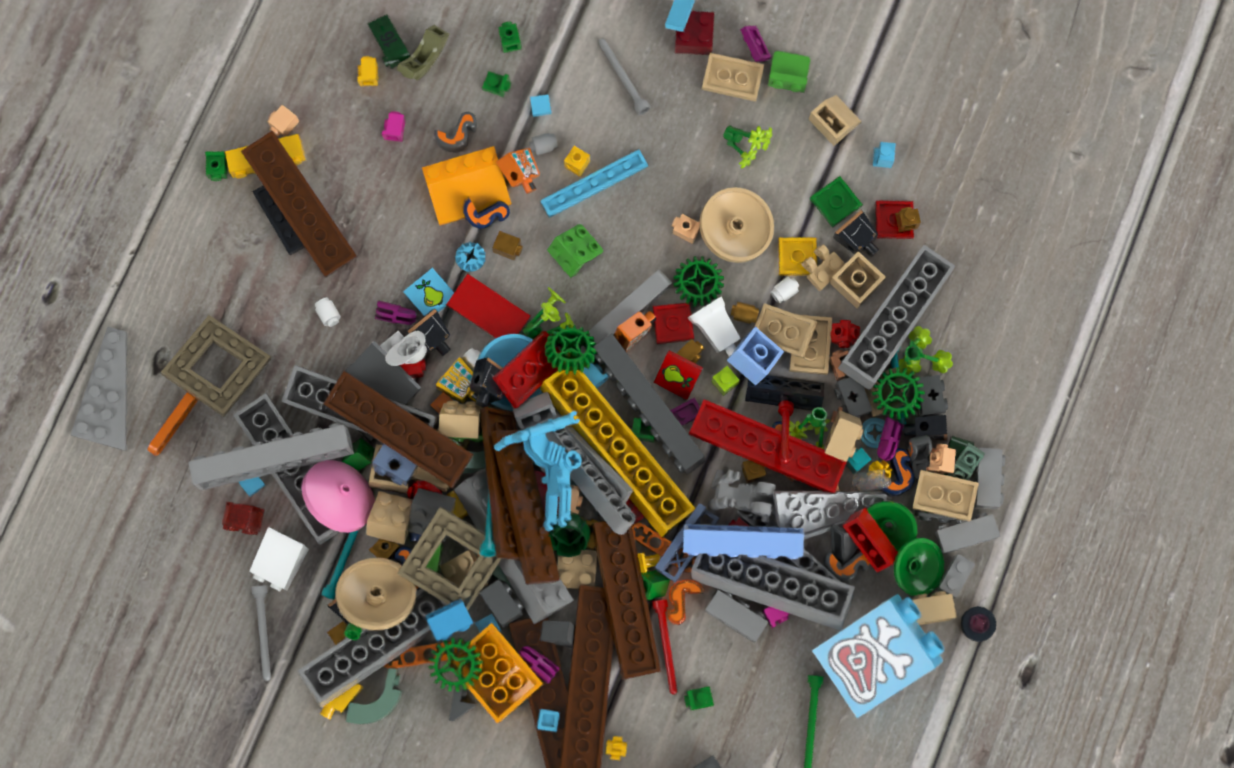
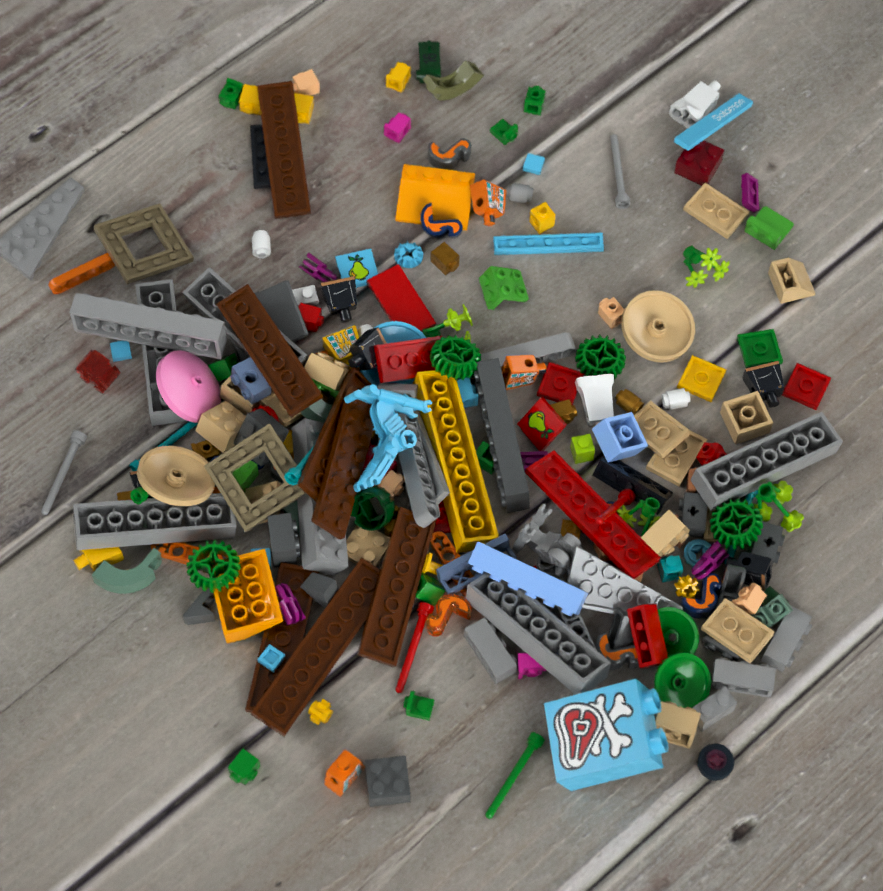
camera: 25 degrees right, 15 degrees down
(278, 560) = (109, 417): white slope -> none
(408, 350) = (313, 299): white piece -> none
(449, 620) = (228, 524): dark azure brick -> none
(823, 273) = (713, 399): tan plate -> none
(870, 481) = (674, 588): clear hinge -> none
(884, 155) = (822, 328): medium azure brick -> none
(908, 219) = (820, 383): pearl gold brick -> none

